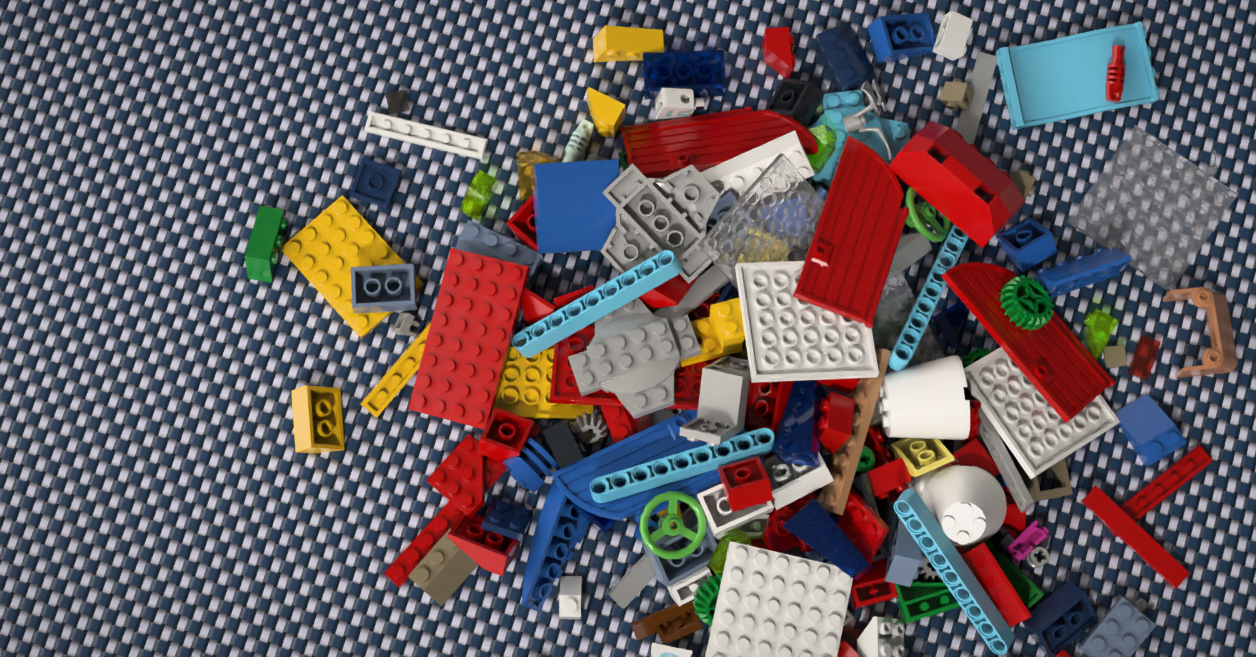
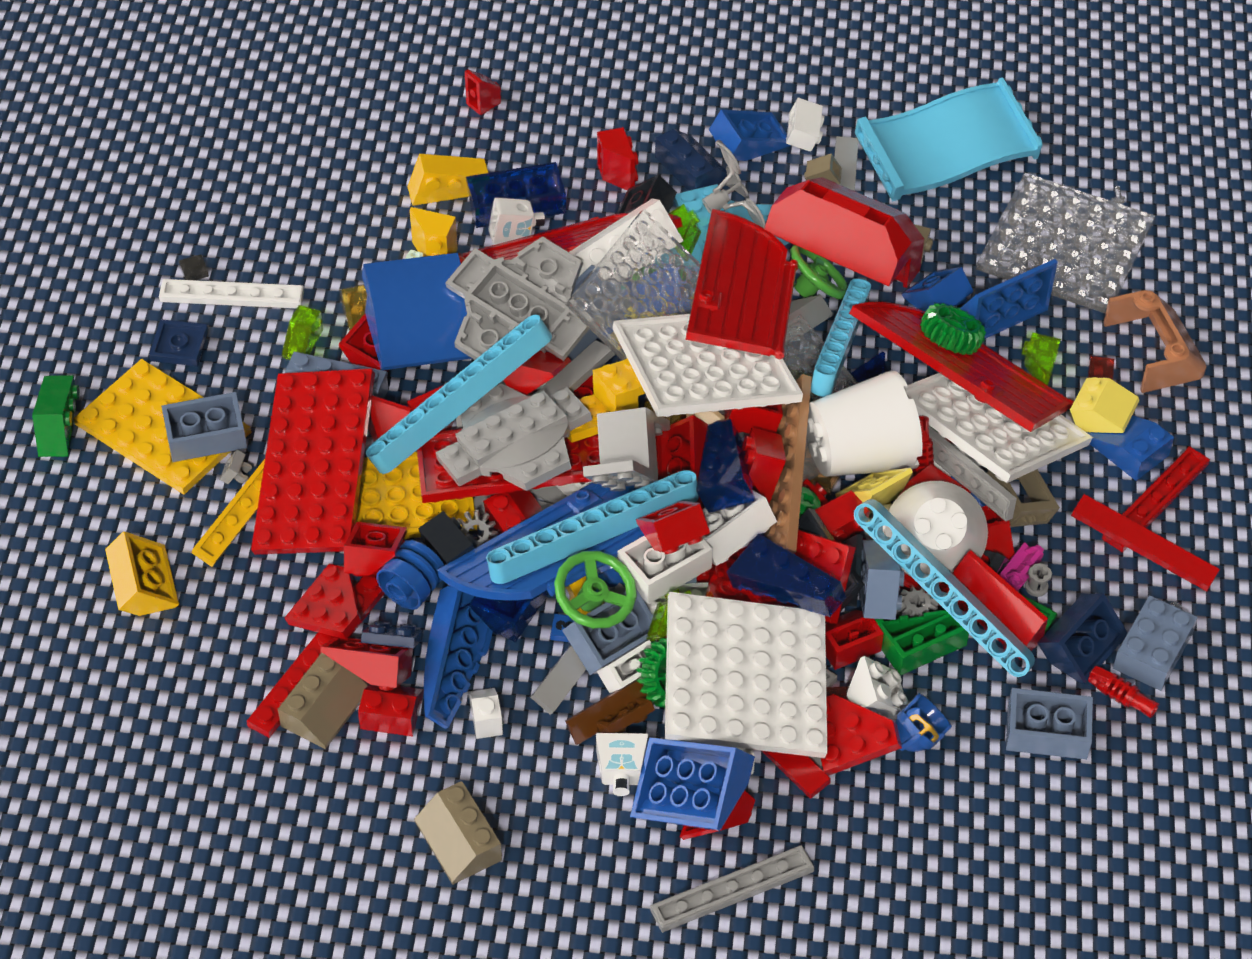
camera: 10 degrees left, 25 degrees down
(496, 587) = (390, 710): none -> red slope
(1115, 75) = (989, 125): red hinge -> none
(1115, 356) = (1067, 381): dark tan tile -> none
(1137, 397) = (1103, 406): none -> light yellow slope

